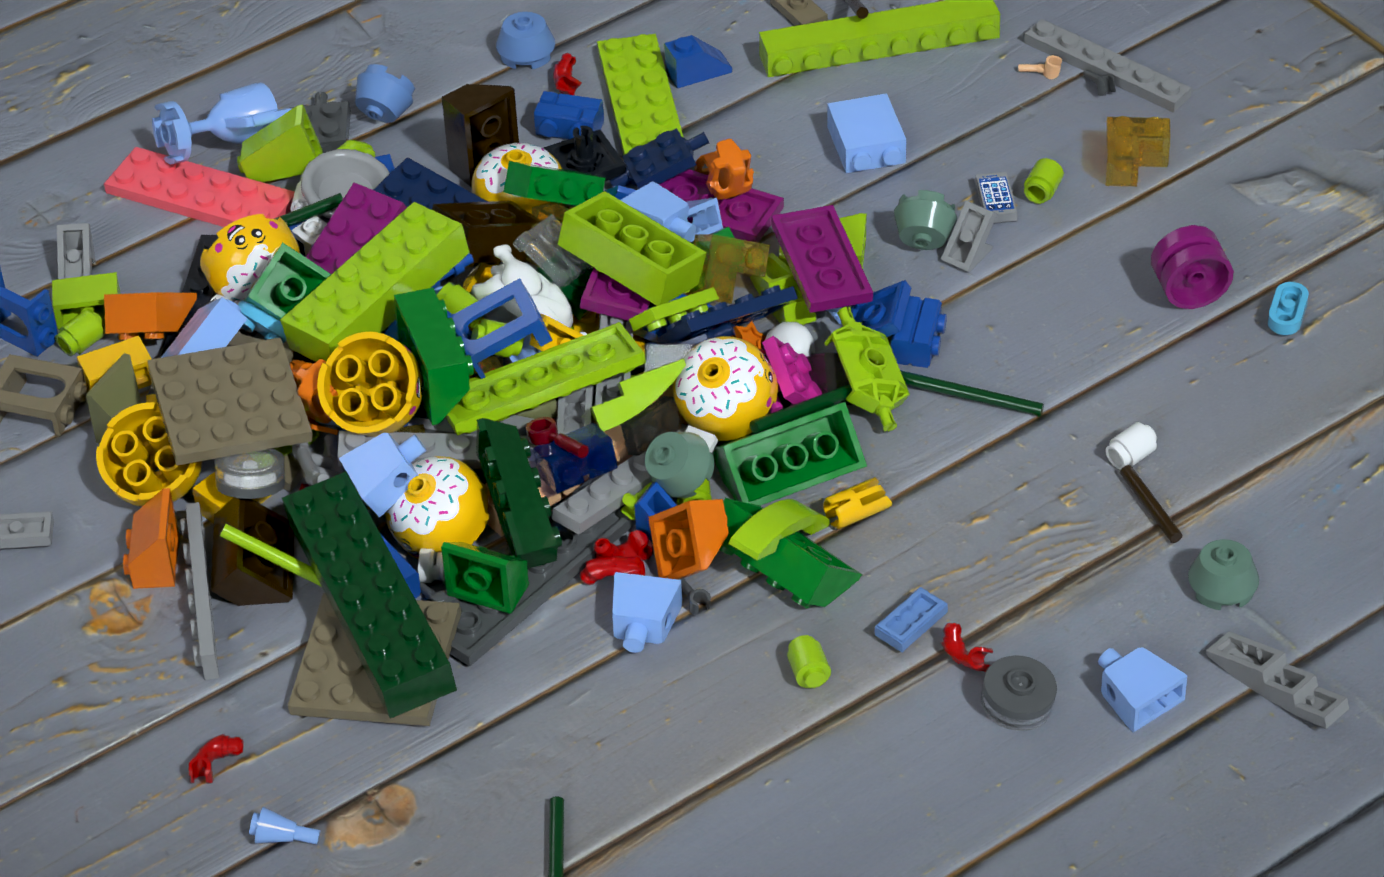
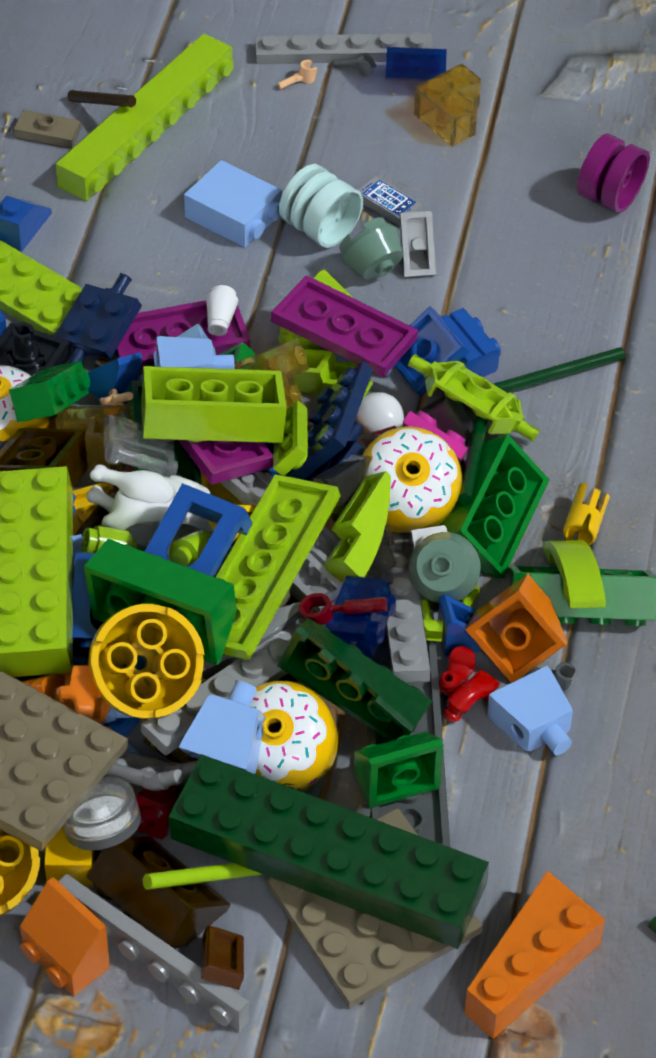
camera: 45 degrees left, 5 degrees up
(235, 619) = (222, 957): none -> reddish brown tile
(430, 566) = (332, 785): white wheel -> none
(435, 759) = (533, 955): none -> orange wedge
(727, 170) = (181, 302): orange piece -> none
(753, 198) = (221, 306): none -> white cone
(921, 160) = (321, 205): none -> light aqua wheel
(1043, 180) = (413, 167): lime brick -> none
(1135, 99) = (414, 63): none -> clear blue brick

